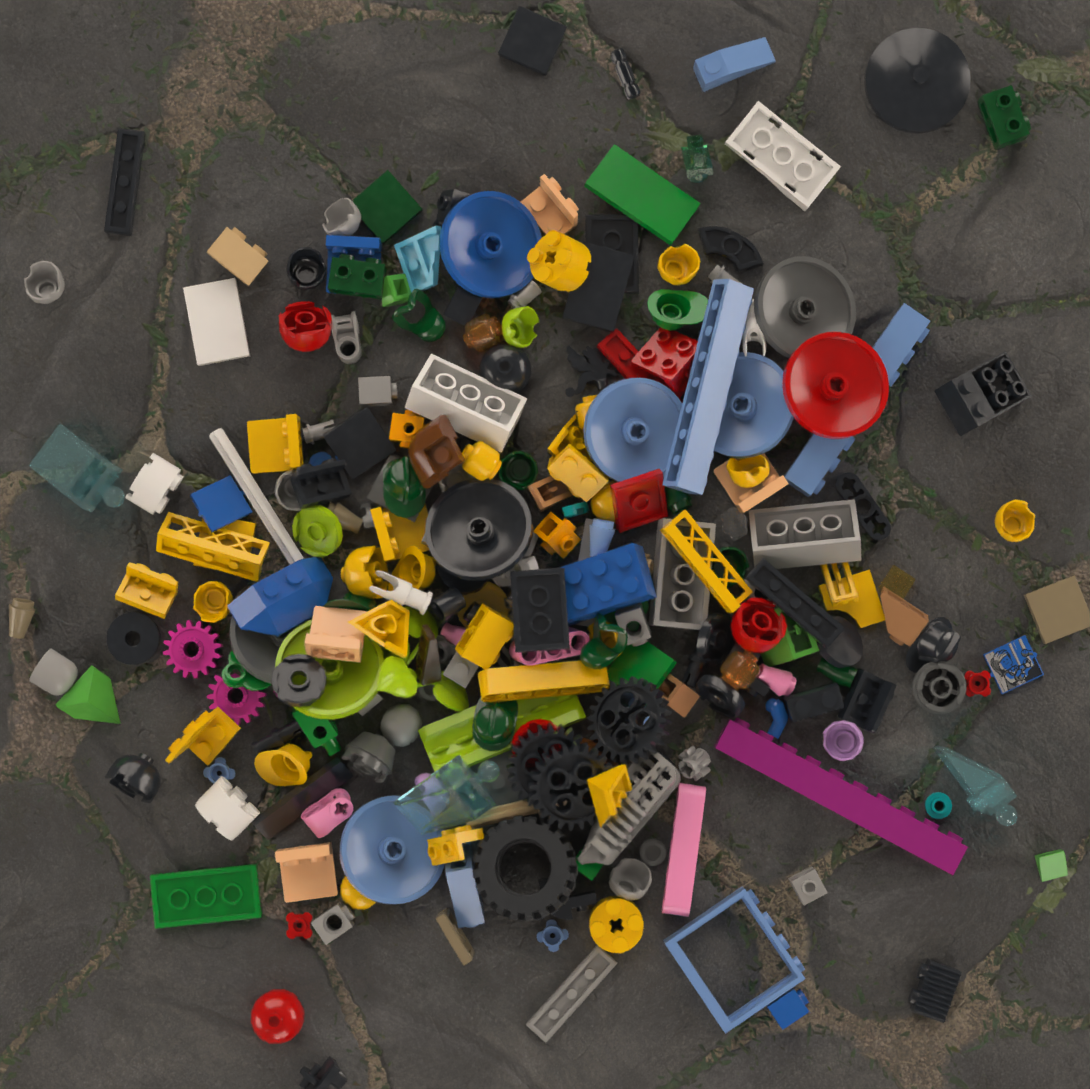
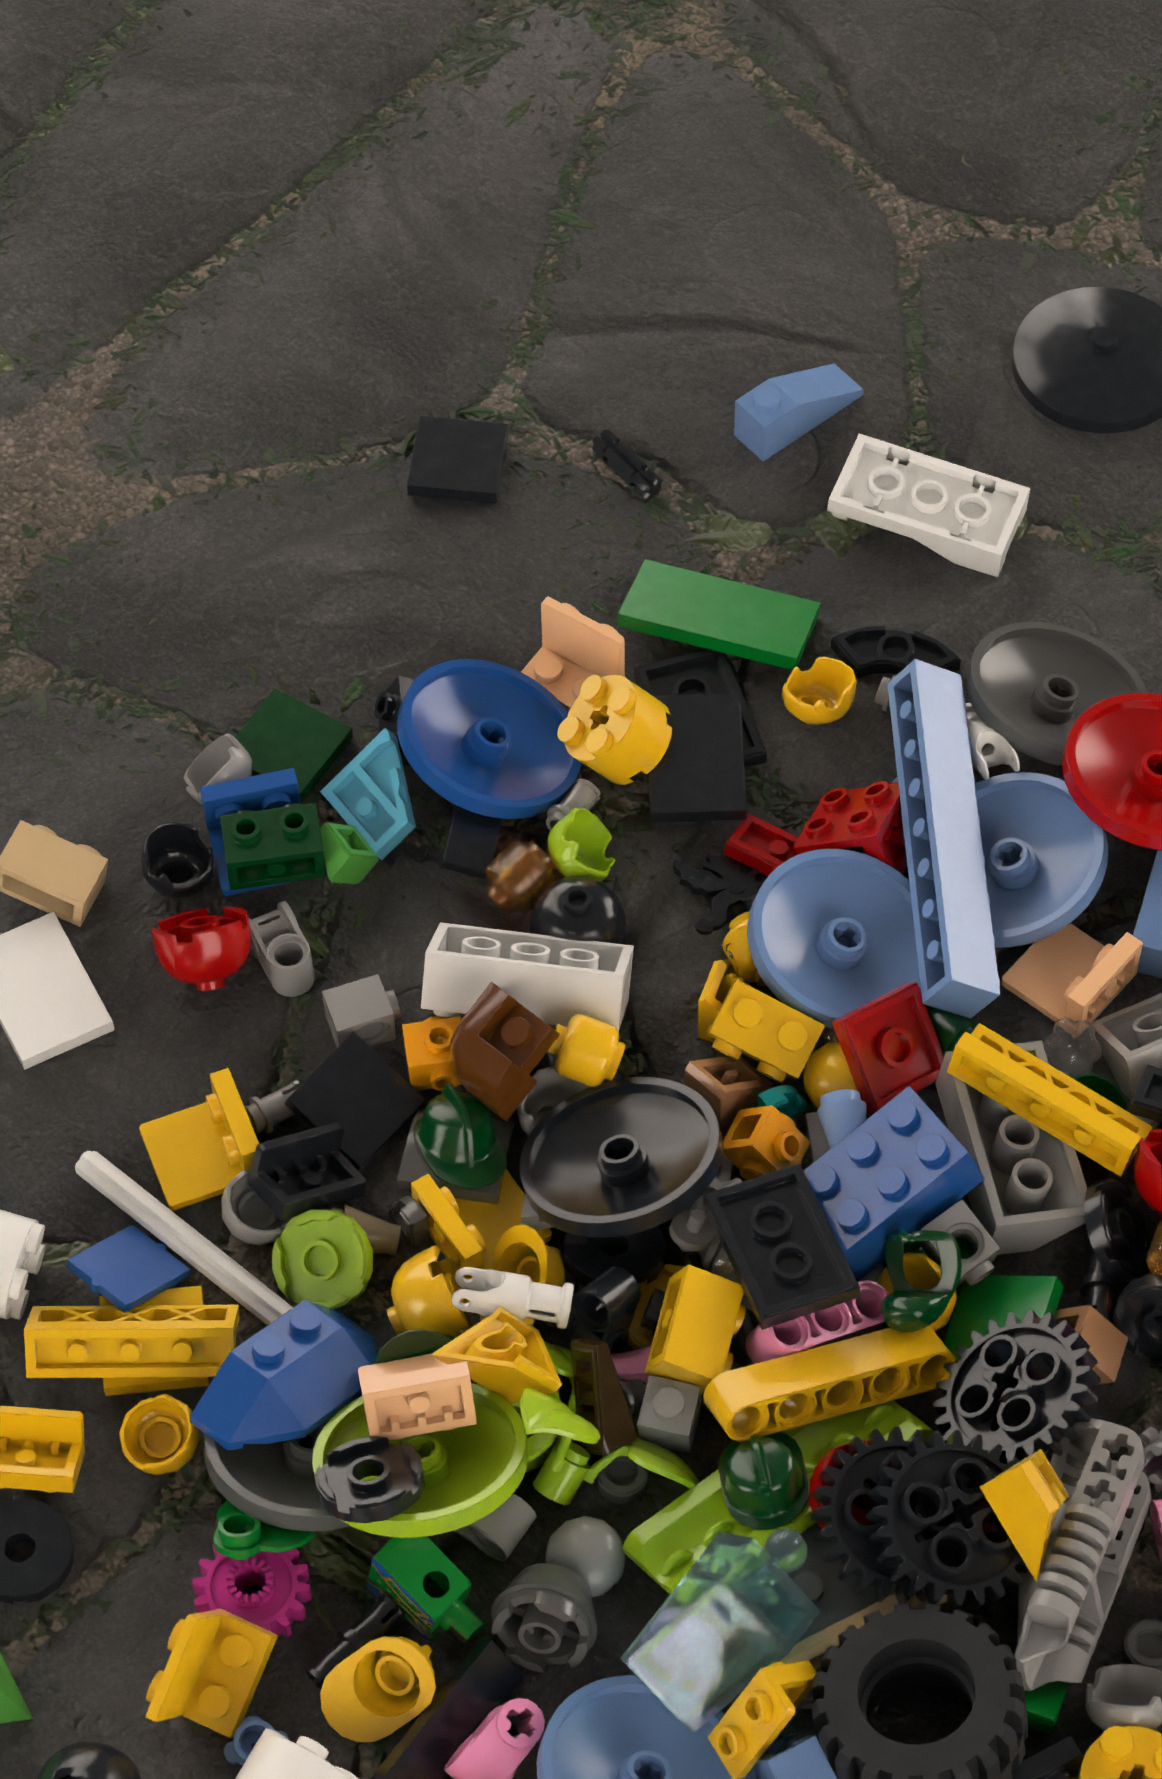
camera: 15 degrees left, 30 degrees down
(178, 649) = (137, 1507): dark pink gear -> none
(430, 326) = (425, 893): dark green piece -> none
(518, 470) = (655, 1055): dark green hair -> none
(676, 308) = (840, 755): green piece -> none
(696, 159) = (789, 537): clear green hips -> none
(748, 471) = (1065, 951): yellow hair -> none

